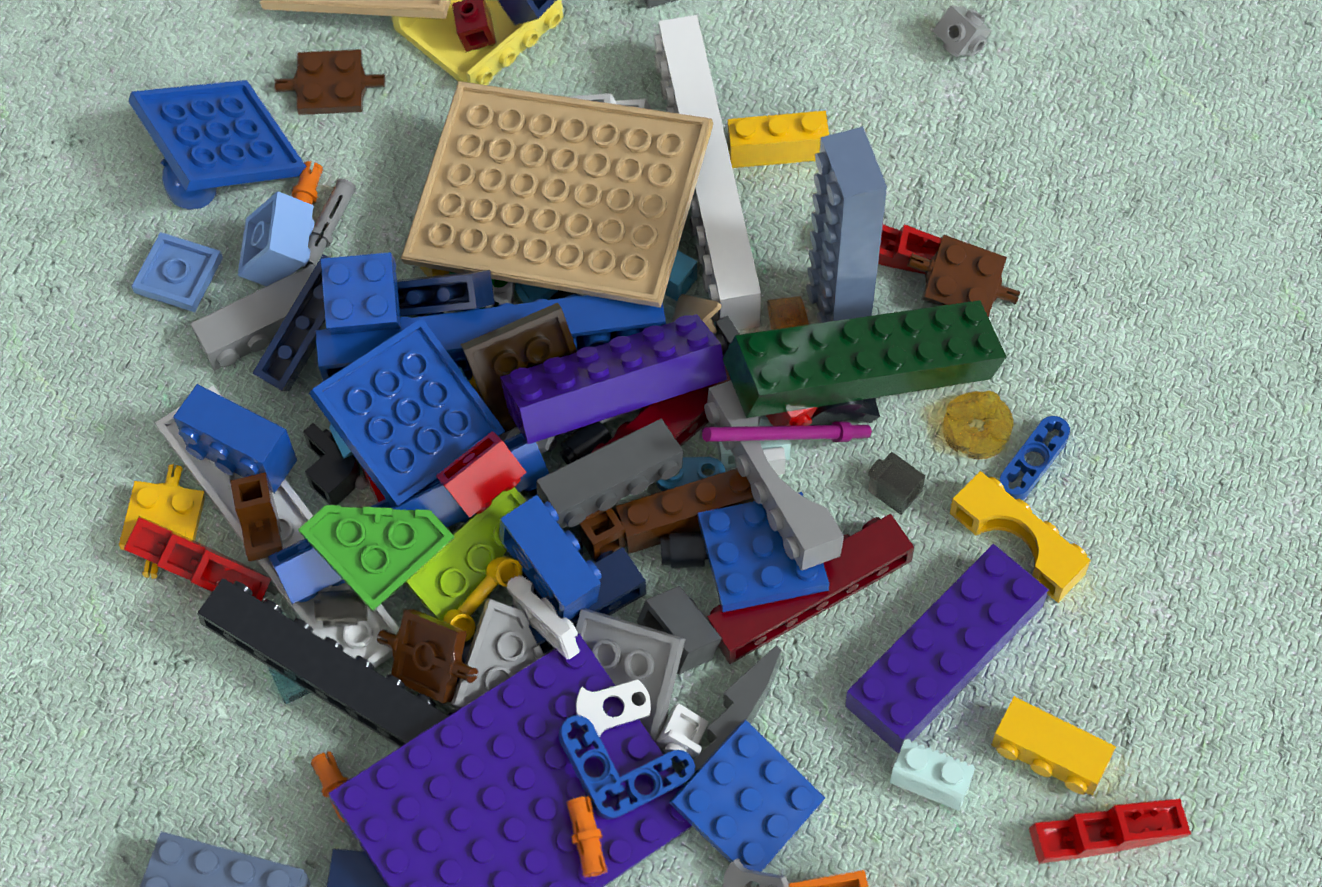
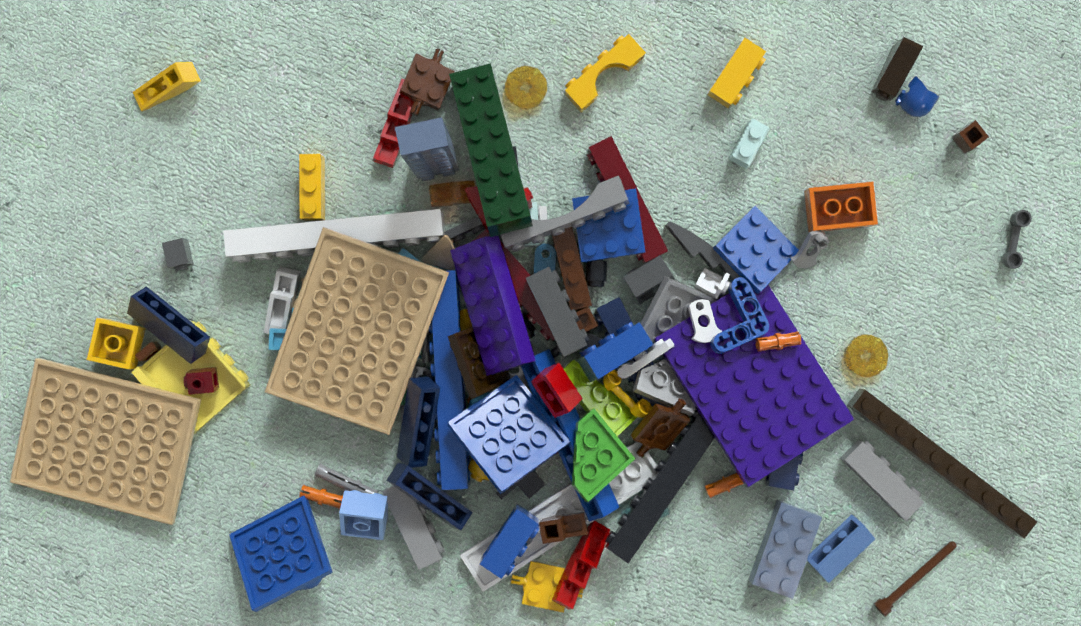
camera: 90 degrees left, 25 degrees up
(177, 272) = (373, 579): medium blue plate -> none
(330, 82) = (235, 478): reddish brown plate -> none
(340, 609) = (623, 481): clear smoke brick -> none
(360, 293) = (427, 460): blue brick -> none
(838, 432) = (529, 173): magenta bar -> none
(895, 482) = (563, 141): clear smoke brick -> none
(946, 648) = (672, 124): dark purple brick -> none
(962, 31) = (240, 57): light grey brick -> none
(1035, 443) = (552, 48): blue beam -> none
(1109, 831) = (787, 49): red slope -> none

